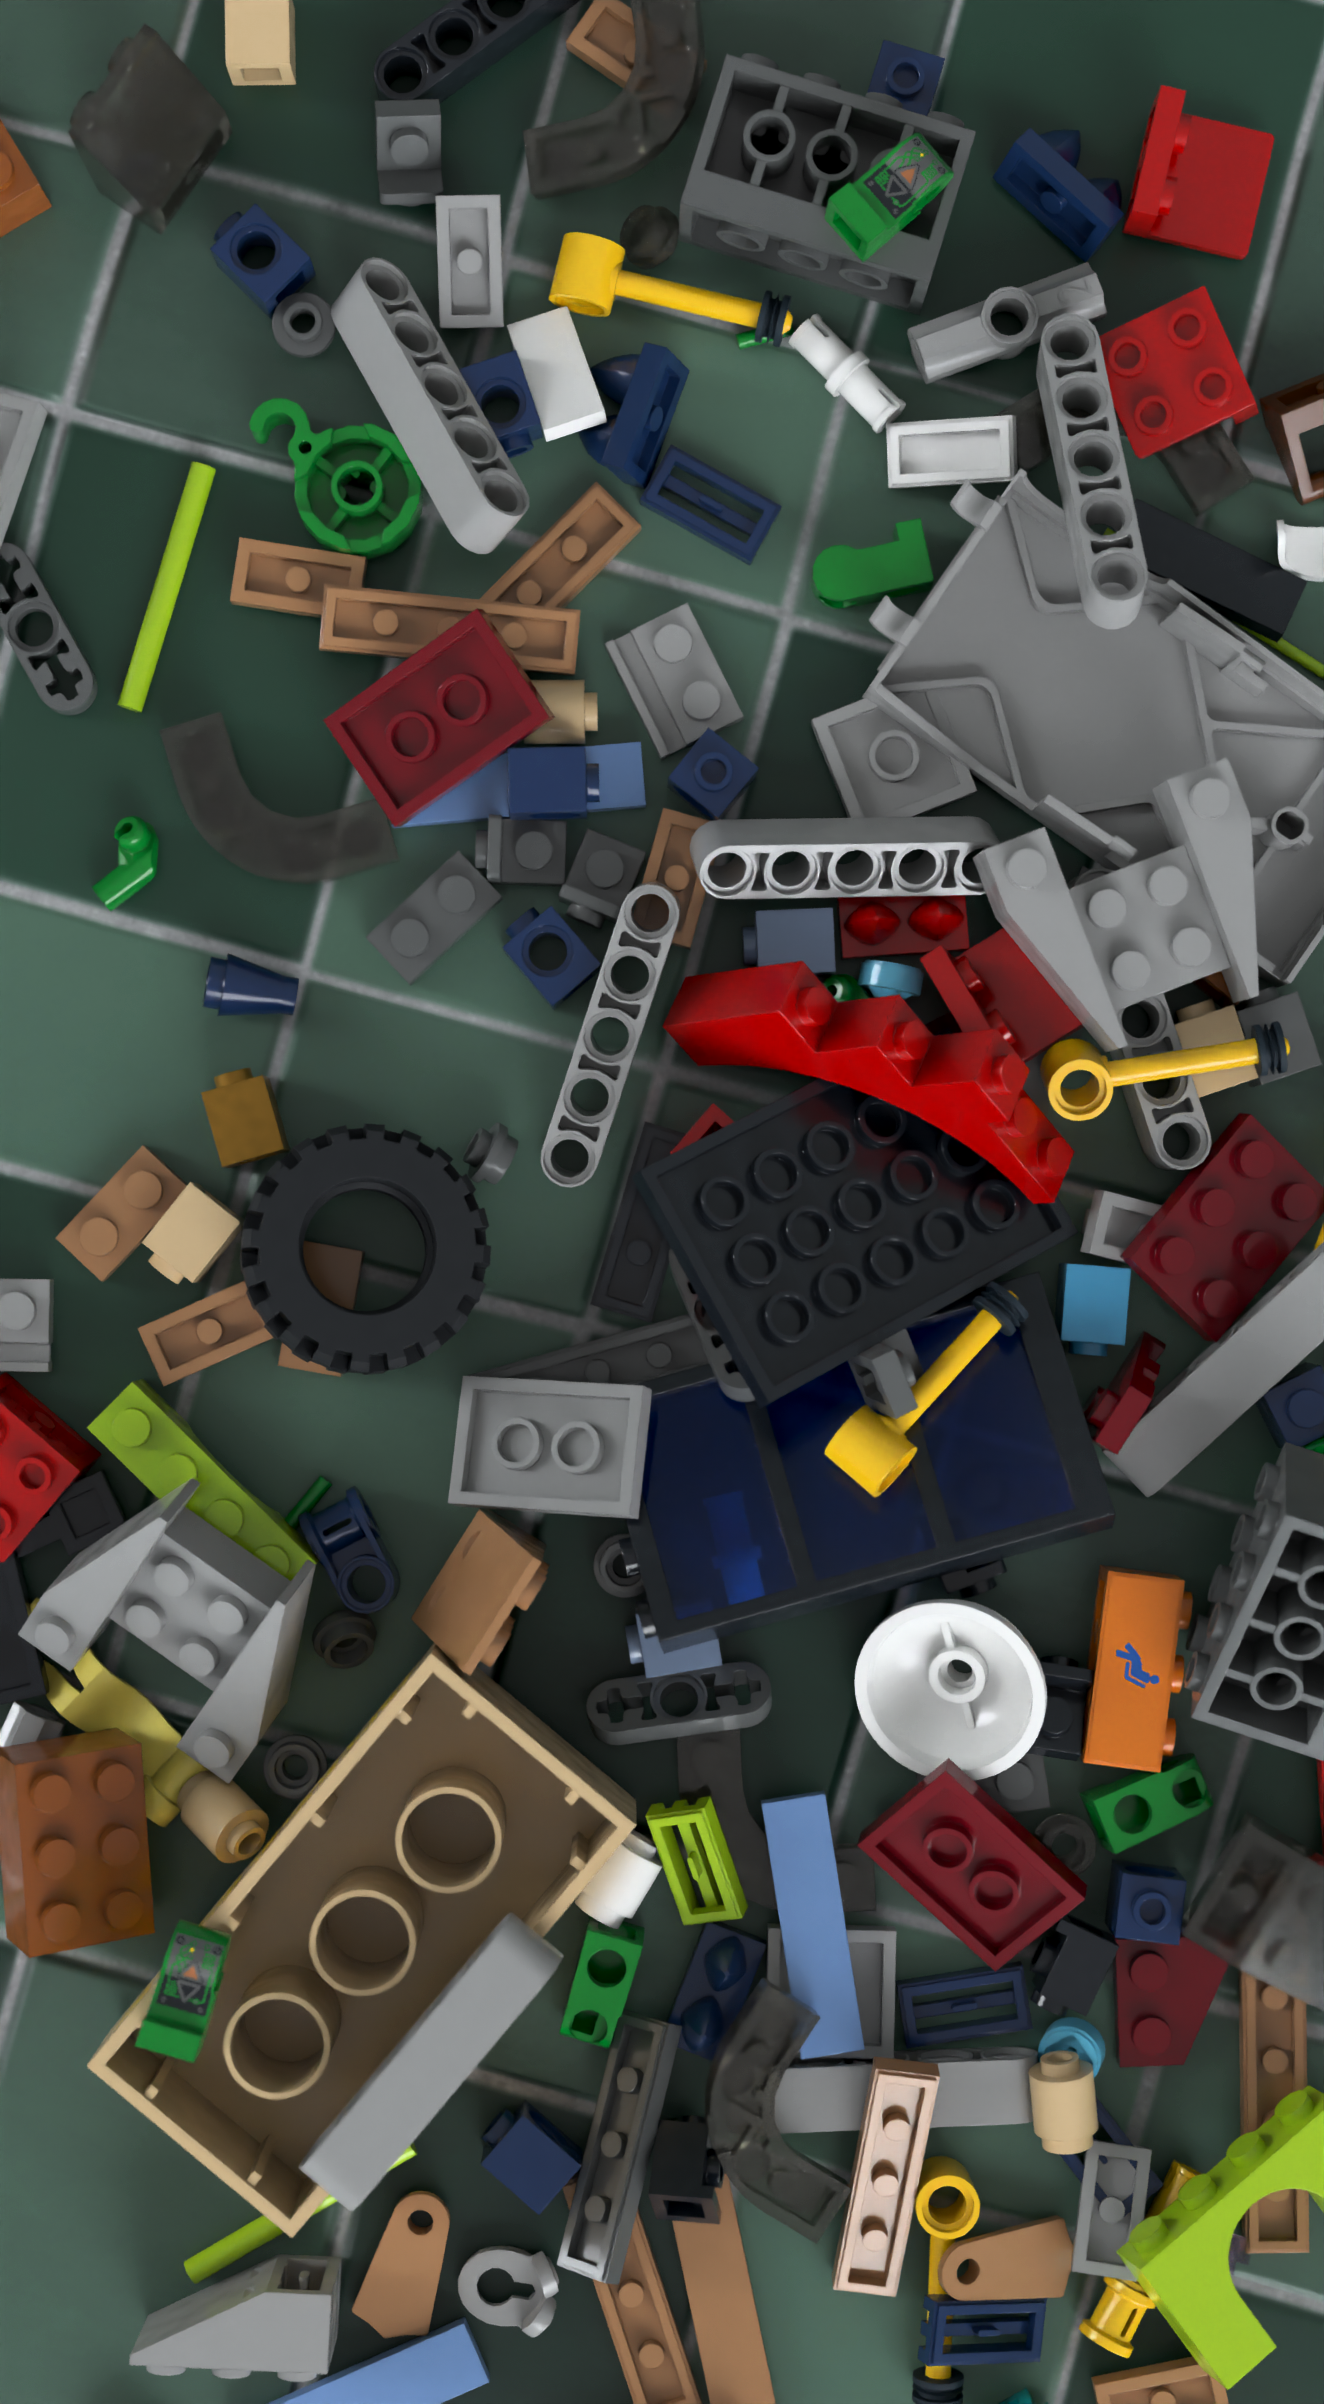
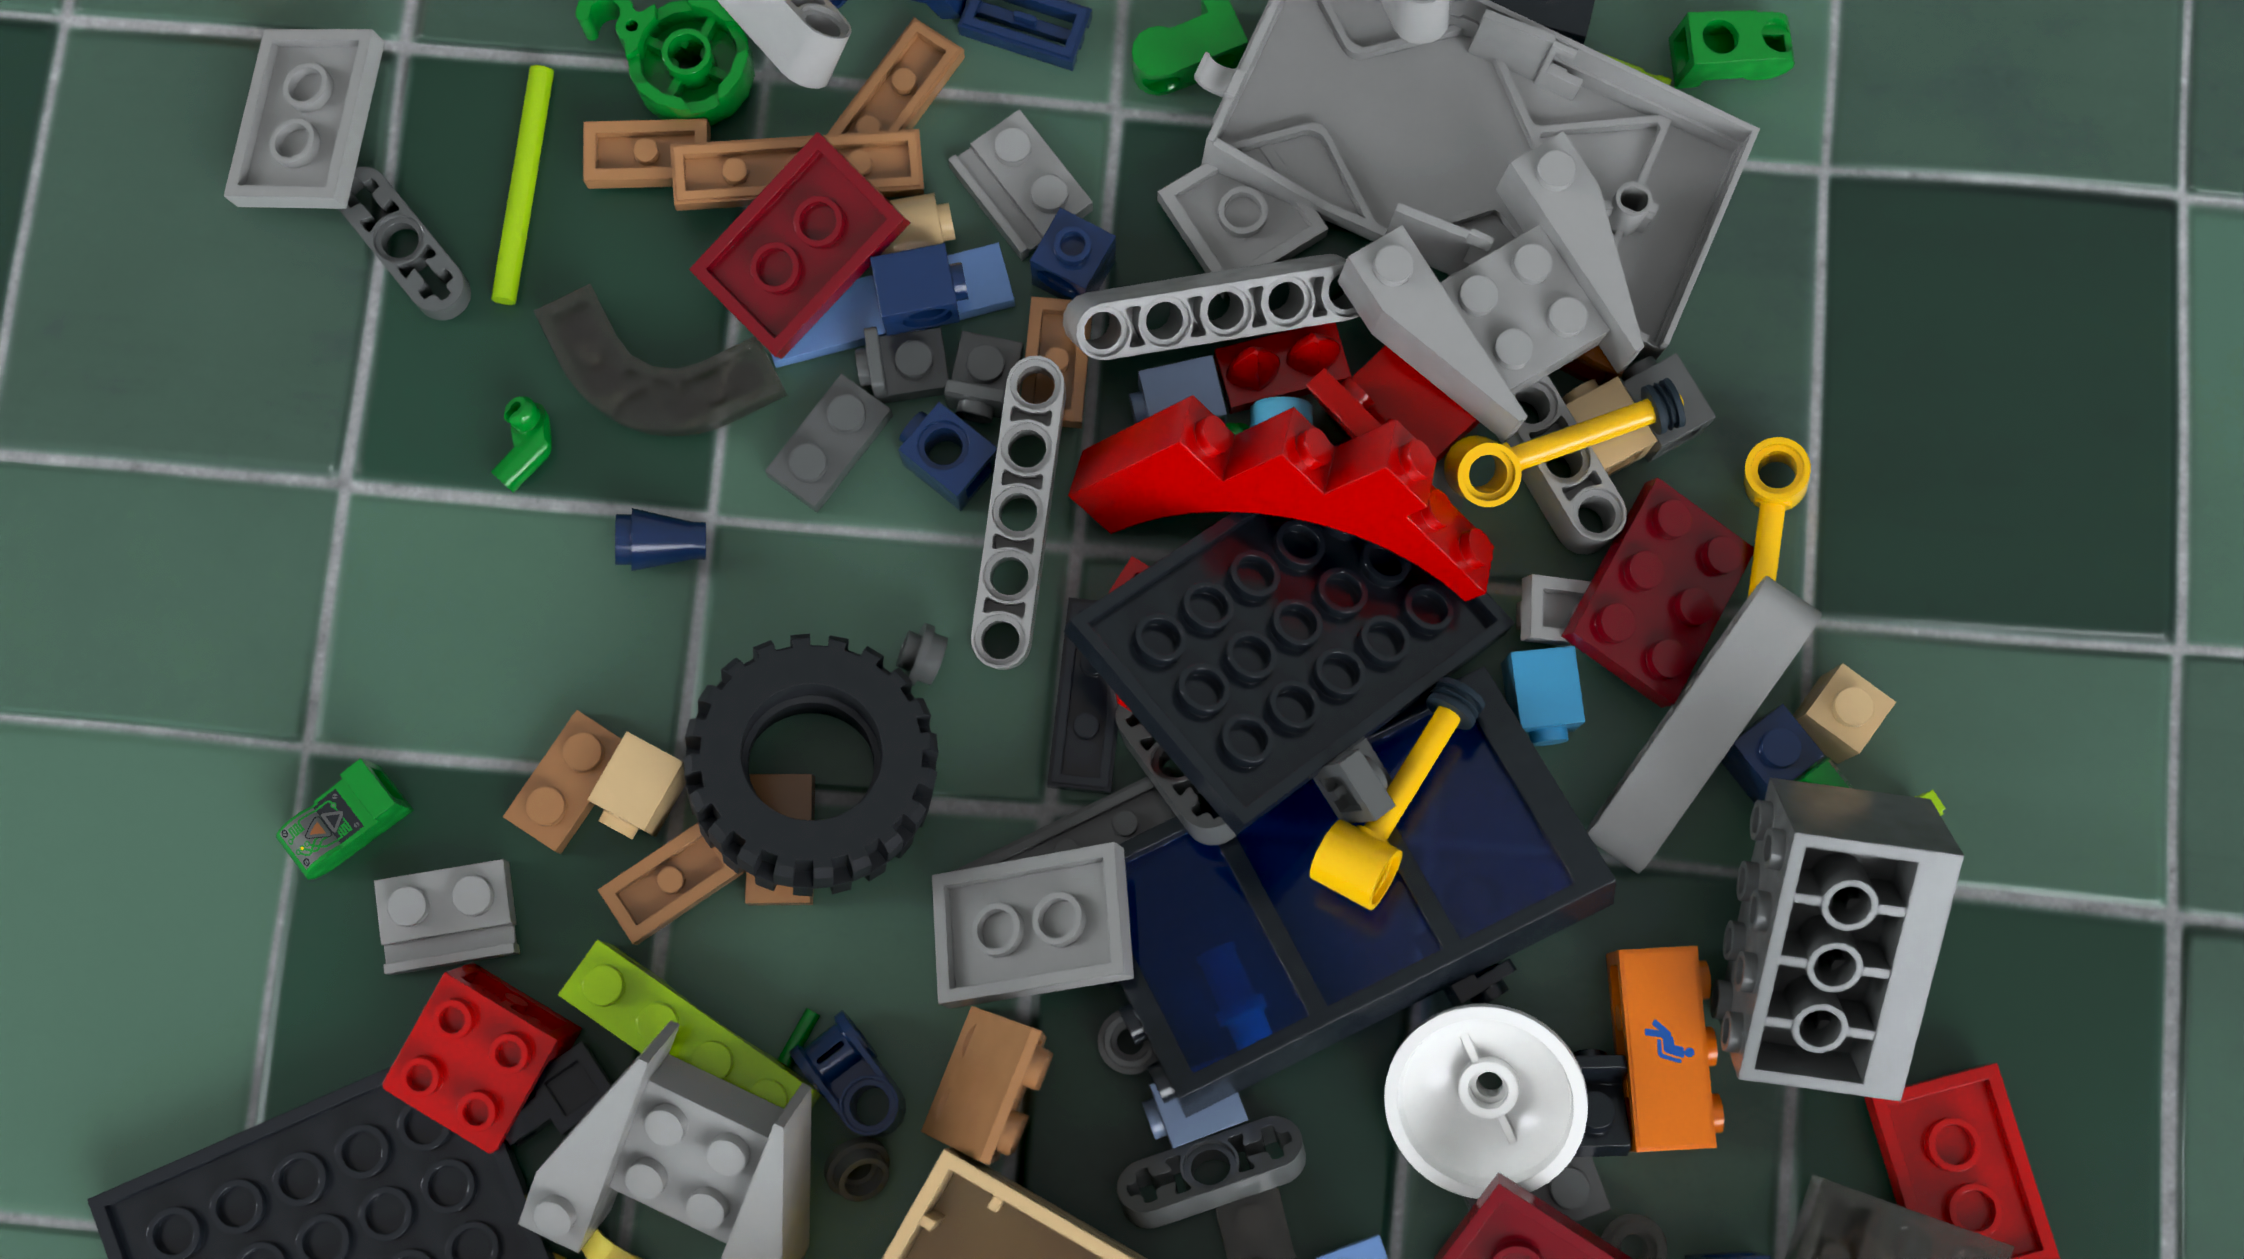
camera: 15 degrees left, 10 degrees down
(244, 1118) = (671, 663): pearl gold brick -> none
(1117, 1409) = (1598, 773): dark red wing -> none
(1147, 1803) = (1707, 1186): green leg -> none

